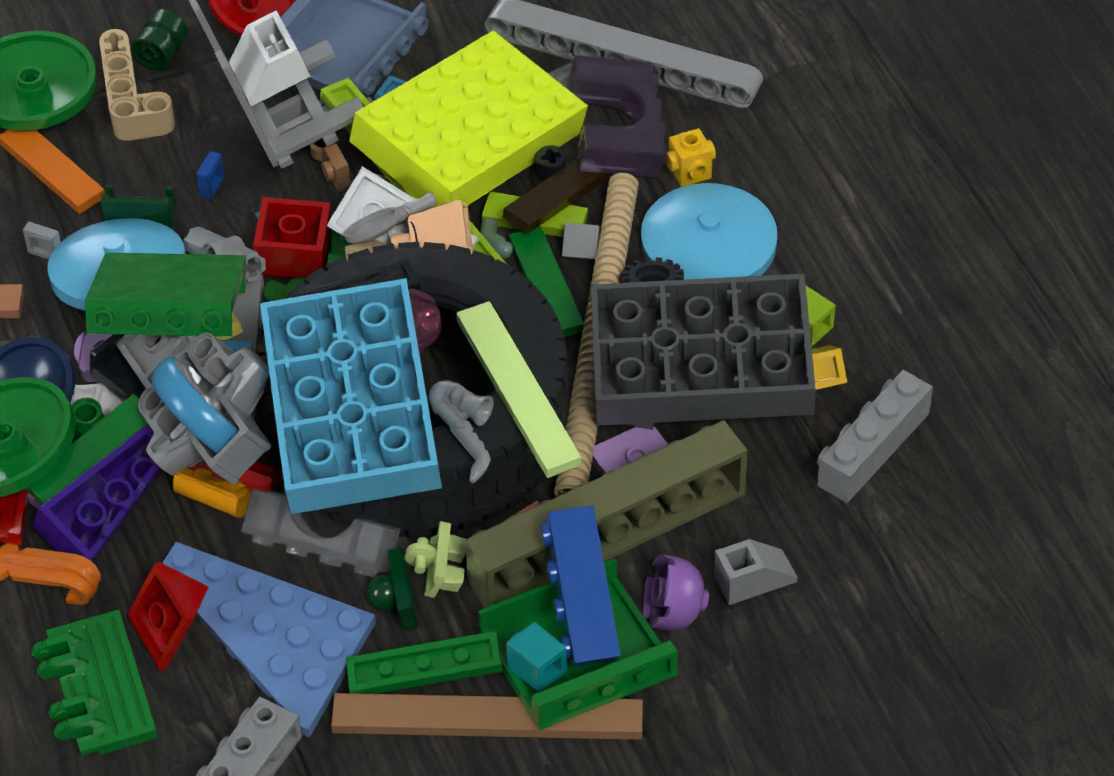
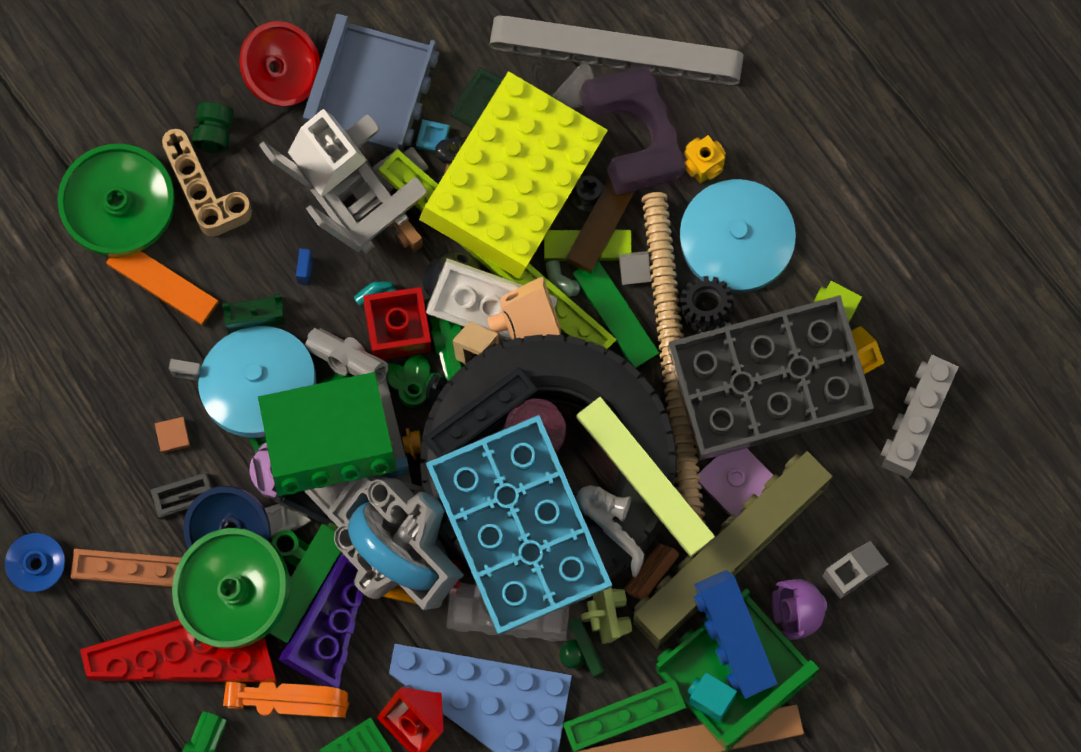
camera: 15 degrees left, 25 degrees up
(384, 220) = (476, 307): light grey piece -> none

